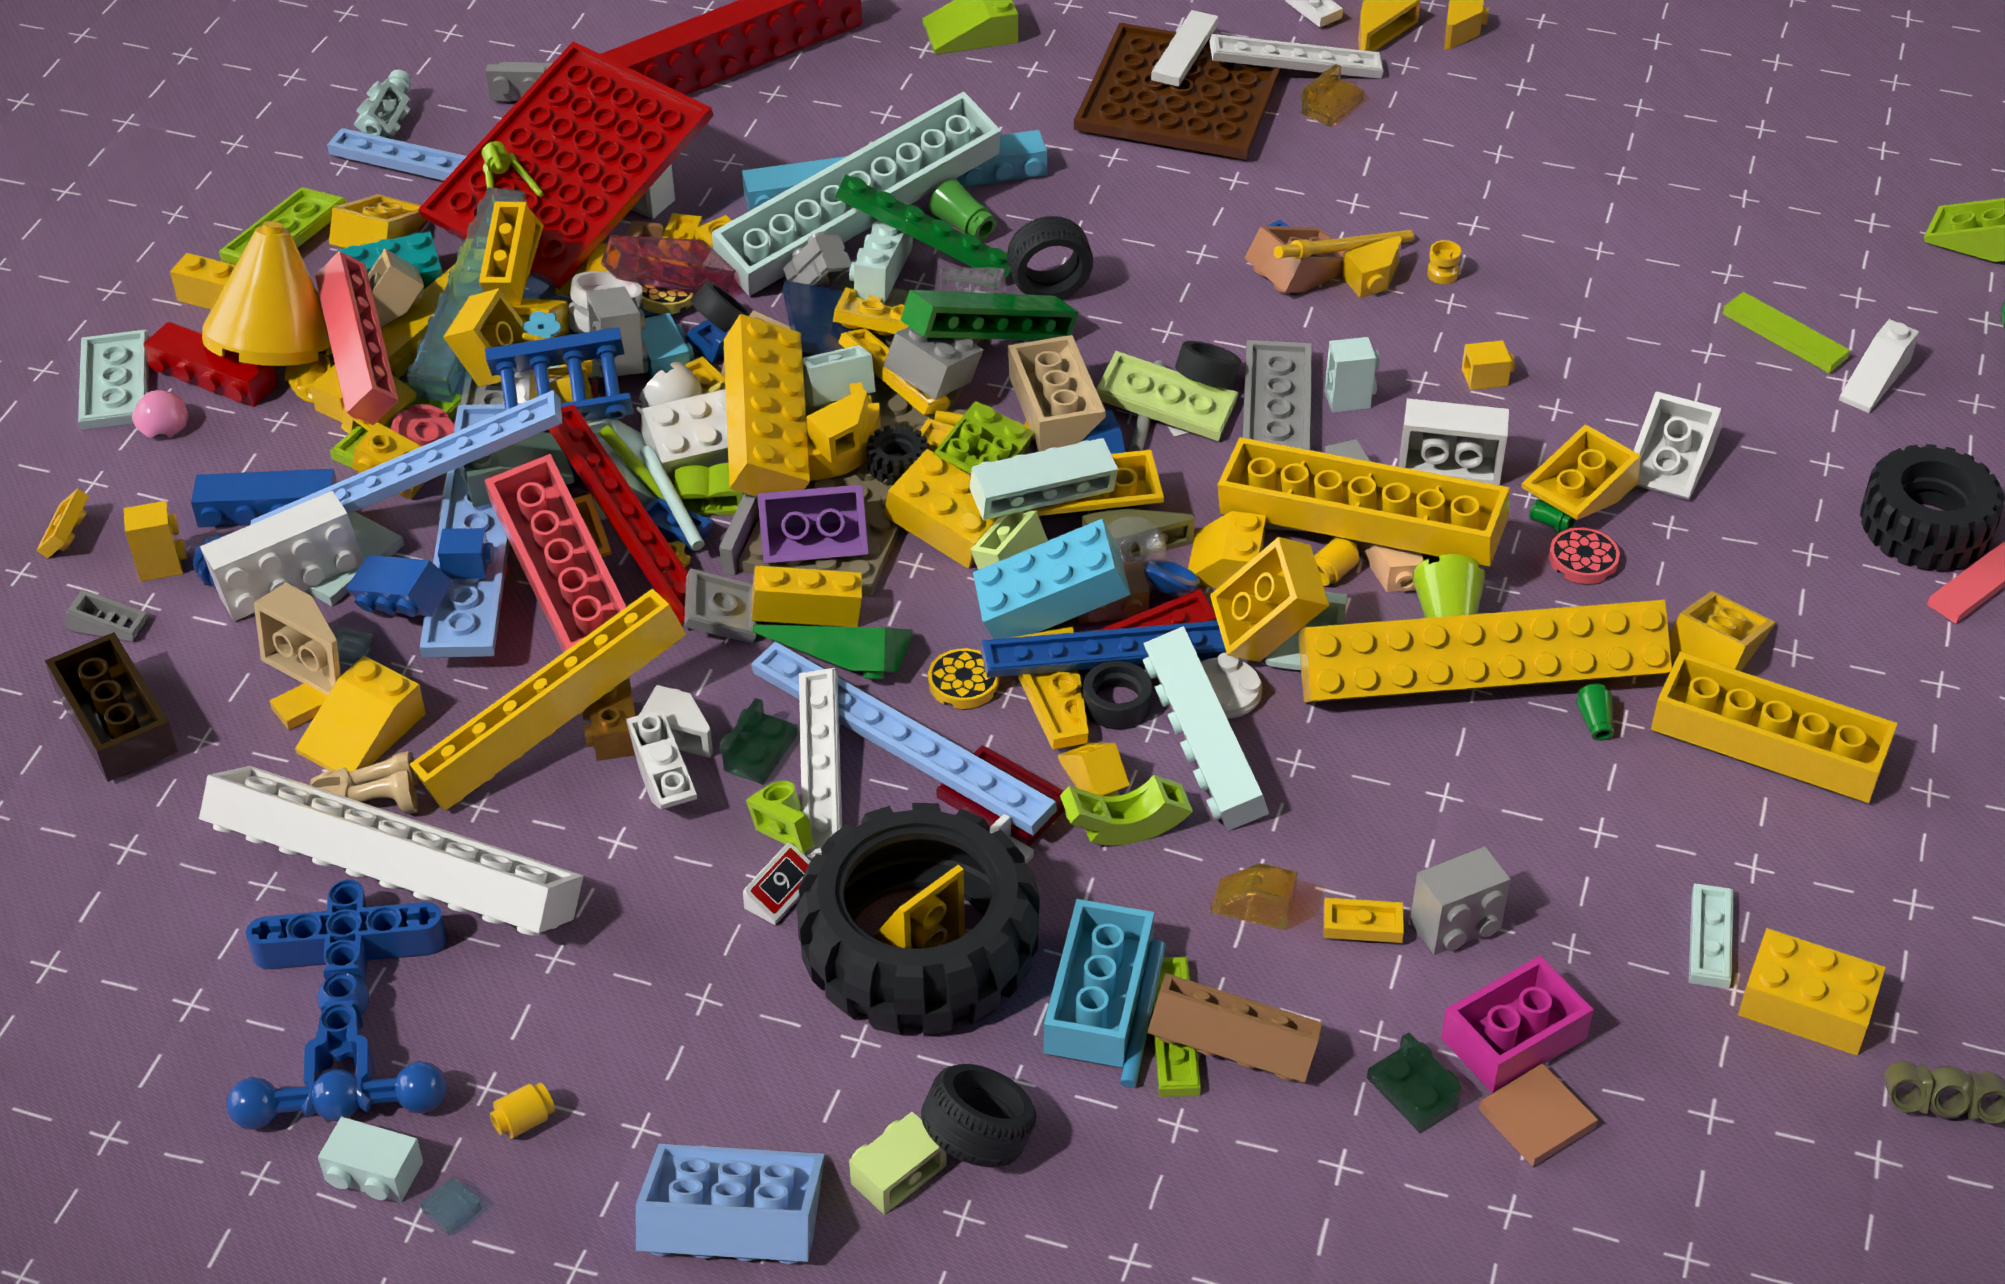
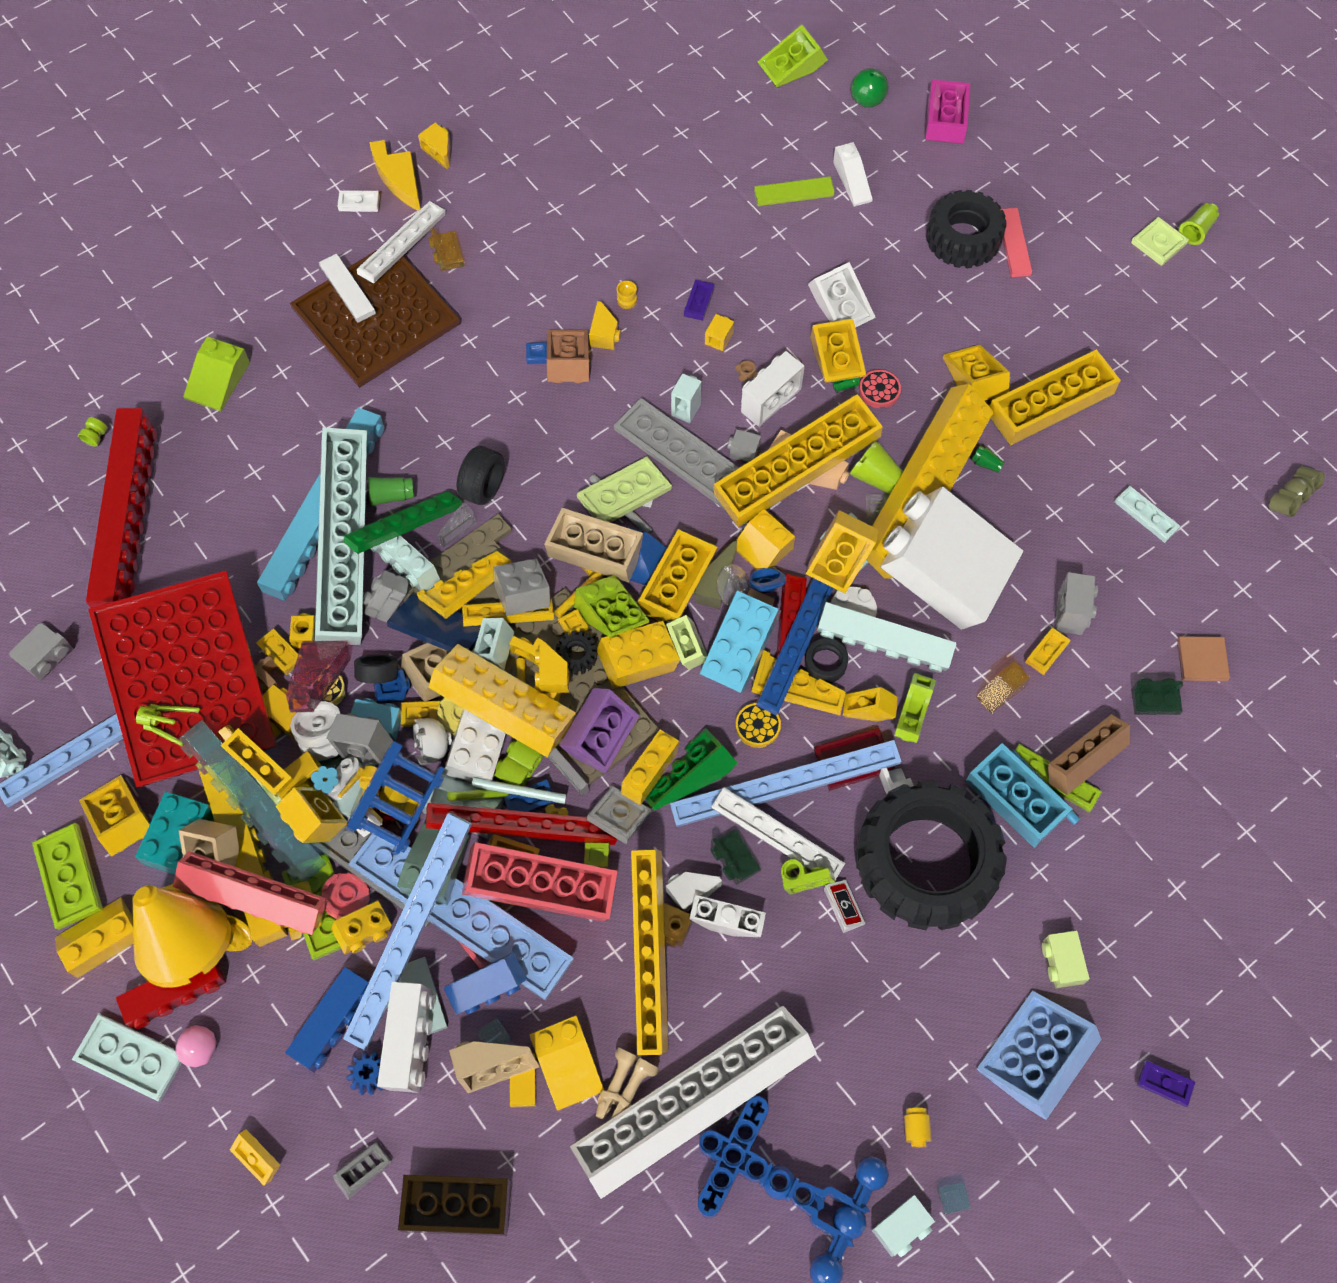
camera: 55 degrees left, 20 degrees up
(154, 541) = (327, 1107): yellow brick -> none
(465, 553) = (495, 932): blue brick -> none
(930, 917) = (934, 855): yellow slope -> none
(978, 1115) = (1073, 922): black tyre -> none
(987, 315) = (515, 539): green brick -> none
(1043, 478) = (674, 597): light aqua brick -> none
(1208, 364) = (628, 449): black tyre -> none
(1304, 248) = (585, 352): yellow bar -> none
(1336, 560) = (806, 500): yellow brick -> none
(1377, 712) = (950, 557): none -> white brick
(1514, 326) = (699, 300): none -> dark purple plate
(1516, 1023) = (1158, 632): dark pink brick -> none
(1811, 991) = (1211, 500): yellow brick -> none

